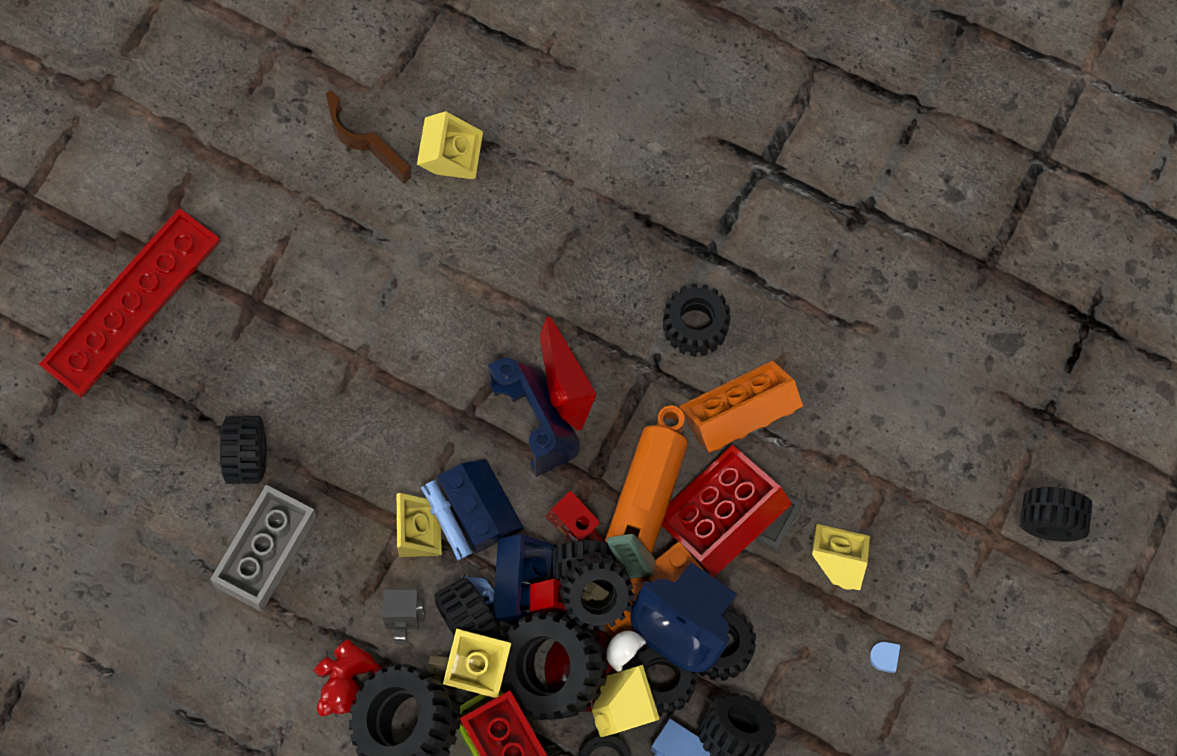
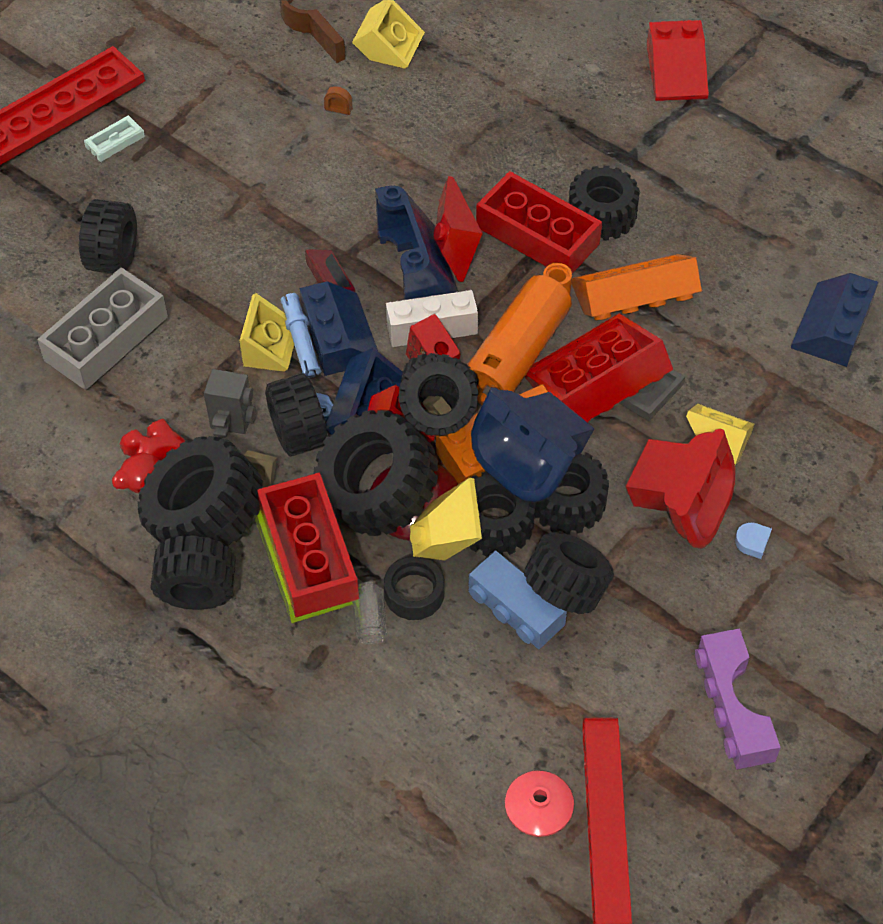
camera: 15 degrees right, 15 degrees down
(195, 335) = (116, 140): none -> light aqua tile
(418, 237) = (338, 100): none -> dark orange tile
(455, 440) = (327, 268): none -> dark red slope
(477, 663) = (290, 447): light yellow slope -> none
(557, 480) = (455, 311): none -> white brick
(623, 648) = (458, 464): white hair -> none
(636, 560) = (495, 373): sand green slope -> none
(640, 357) = (538, 223): none -> red brick
(737, 131) = (677, 60): none -> red slope
(821, 623) = (688, 482): none -> red piece
(926, 411) = (835, 318): none -> dark blue slope

